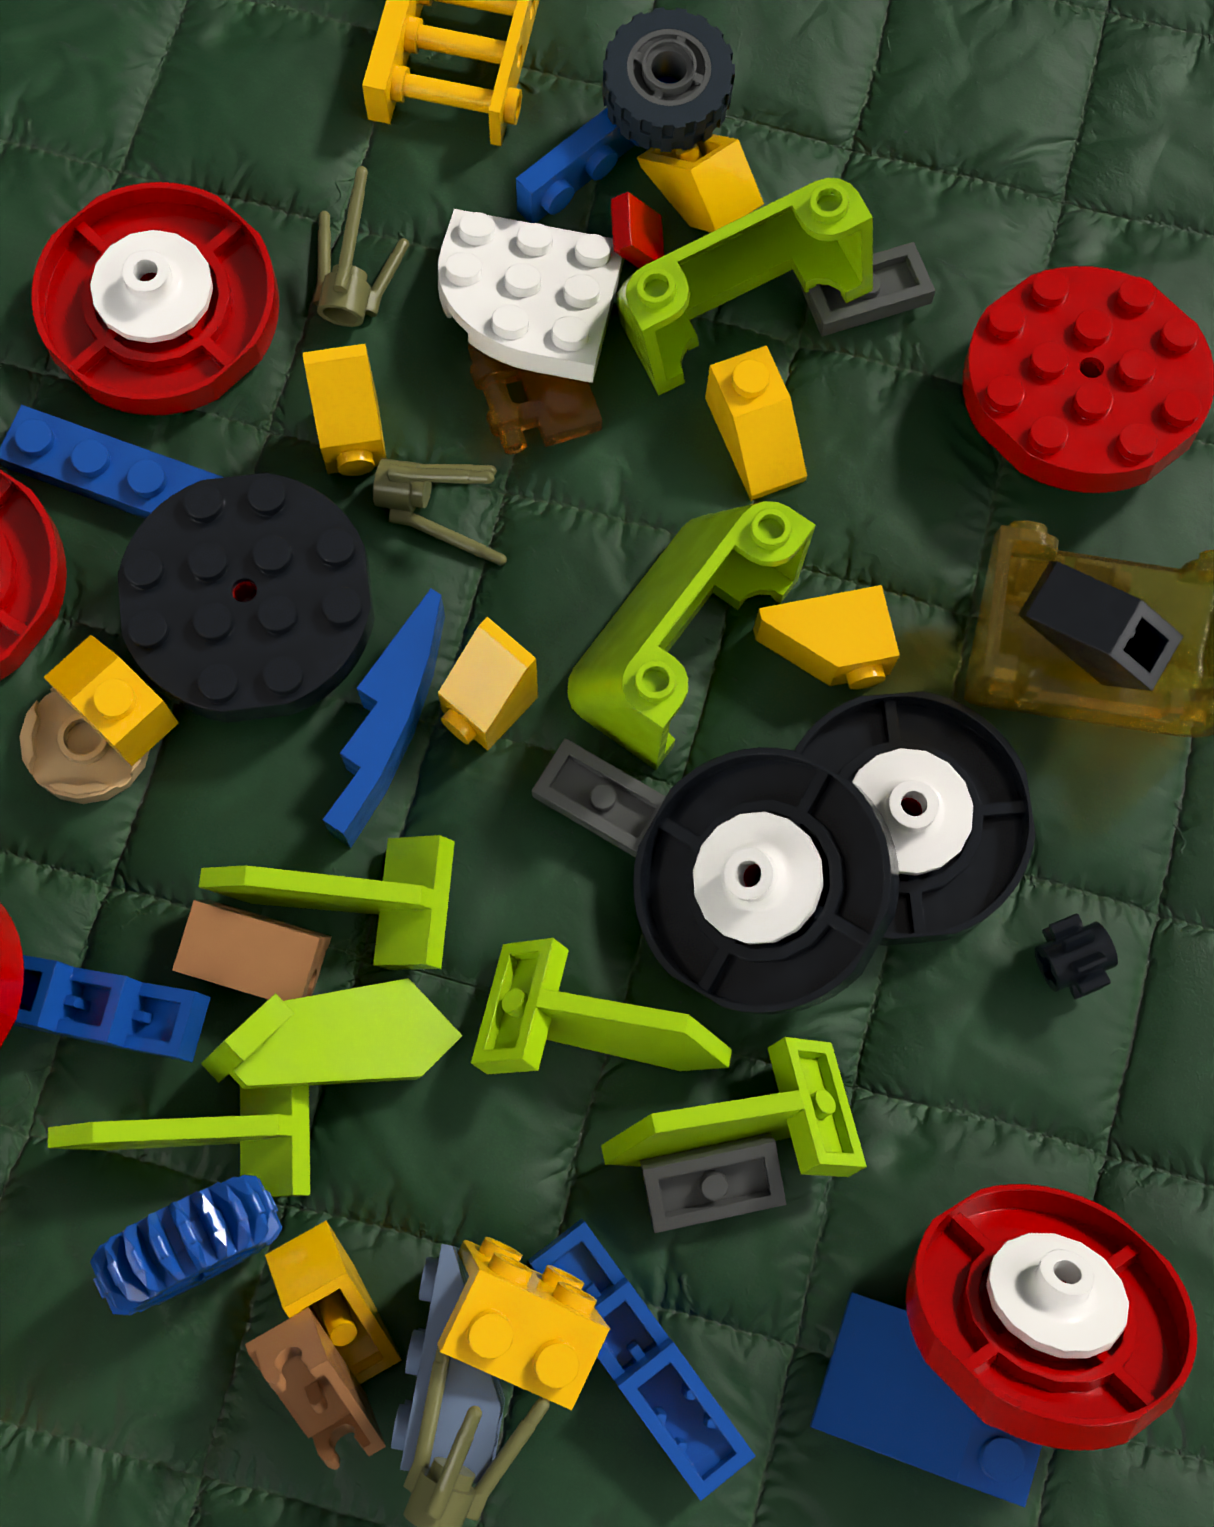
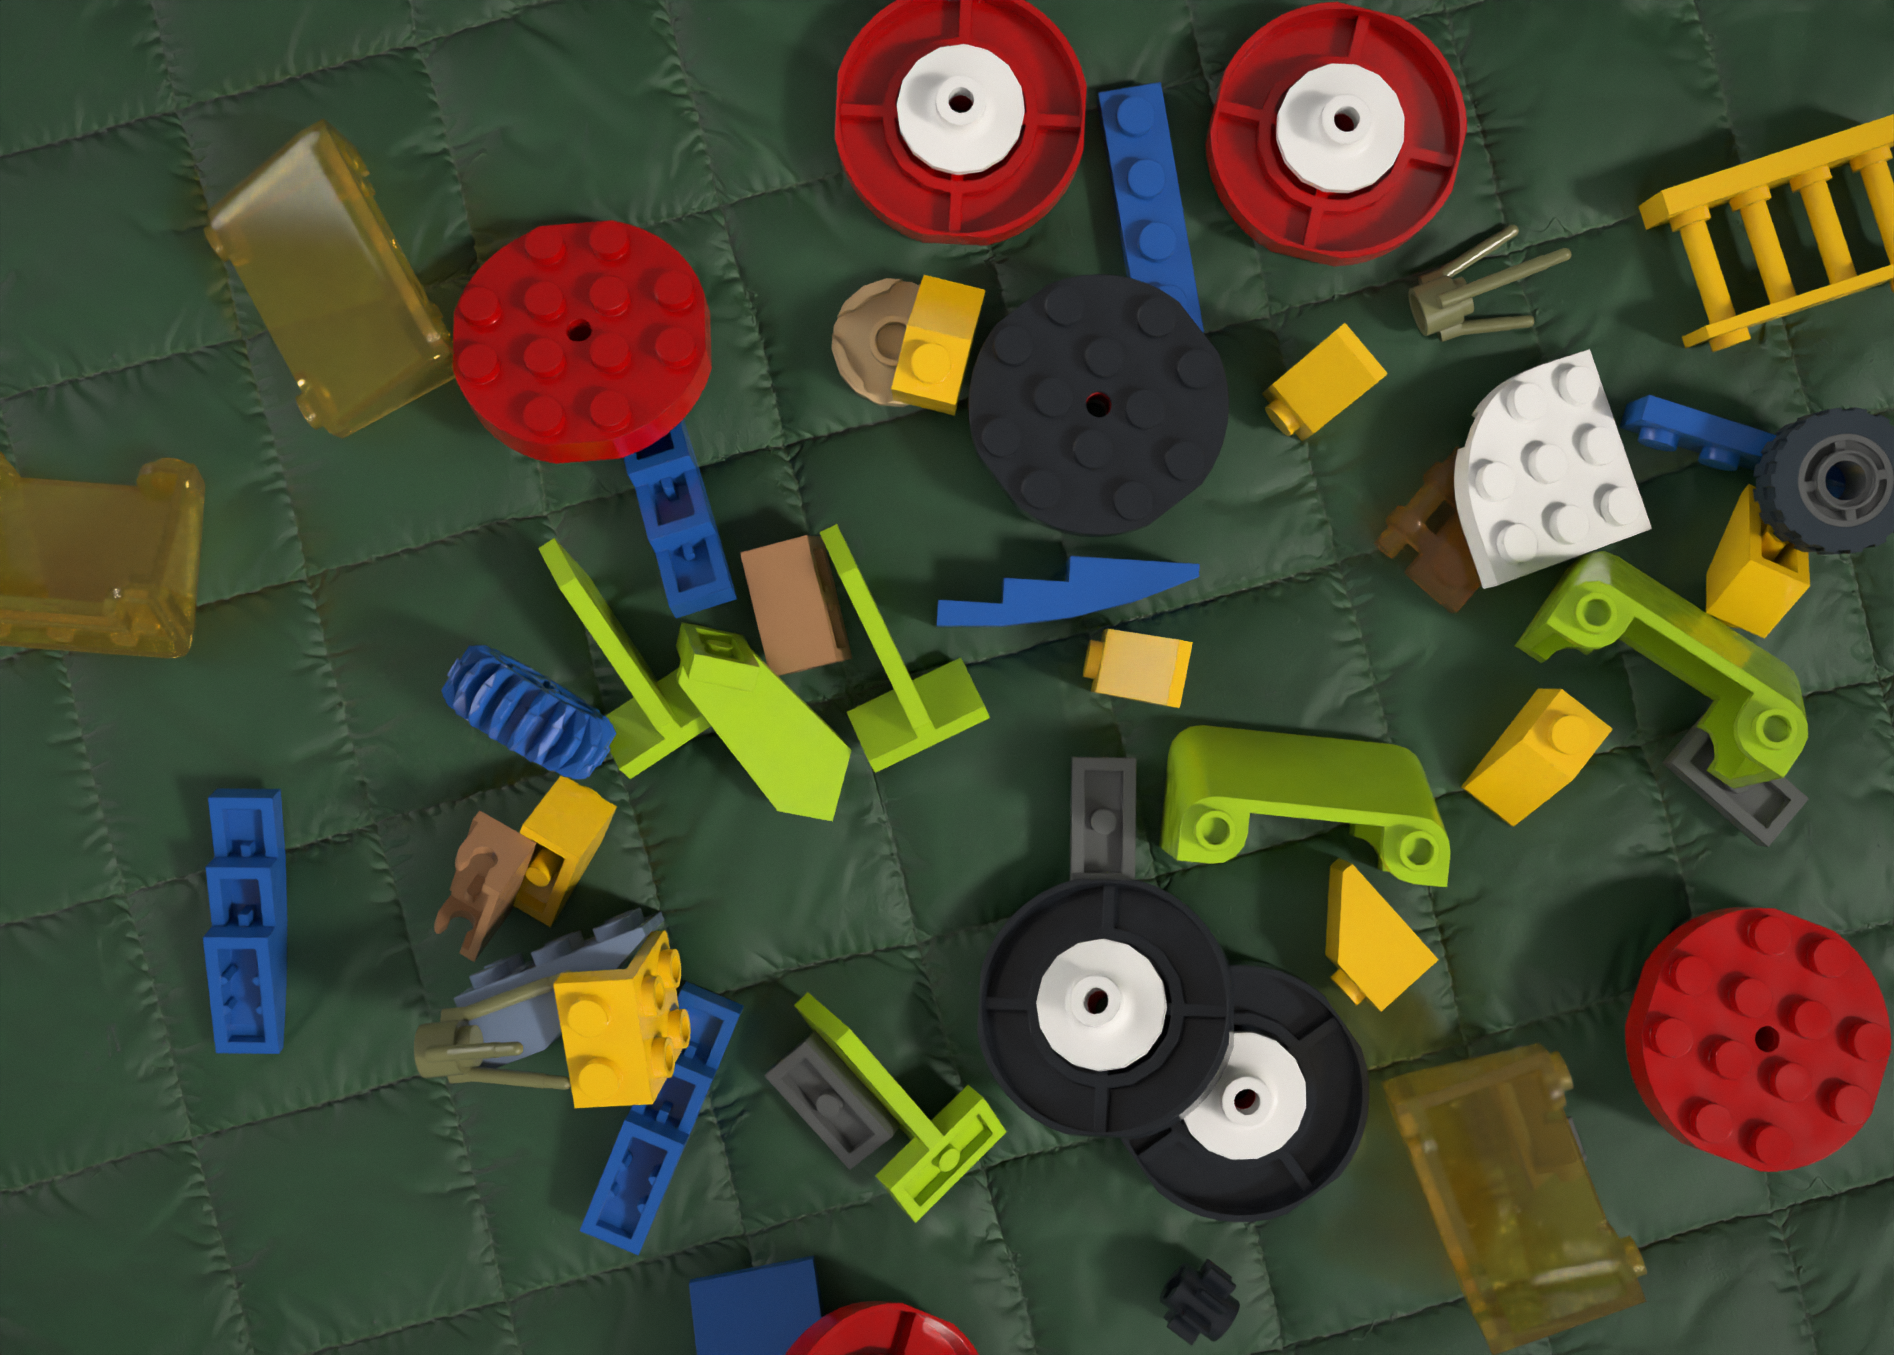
camera: 65 degrees right, 15 degrees up
(408, 485) = (1290, 476): olive plant -> none
(529, 1009) = (881, 867): lime piece -> none
(636, 230) = (1665, 535): red tile -> none
(1101, 628) = (1505, 1184): black slope -> none

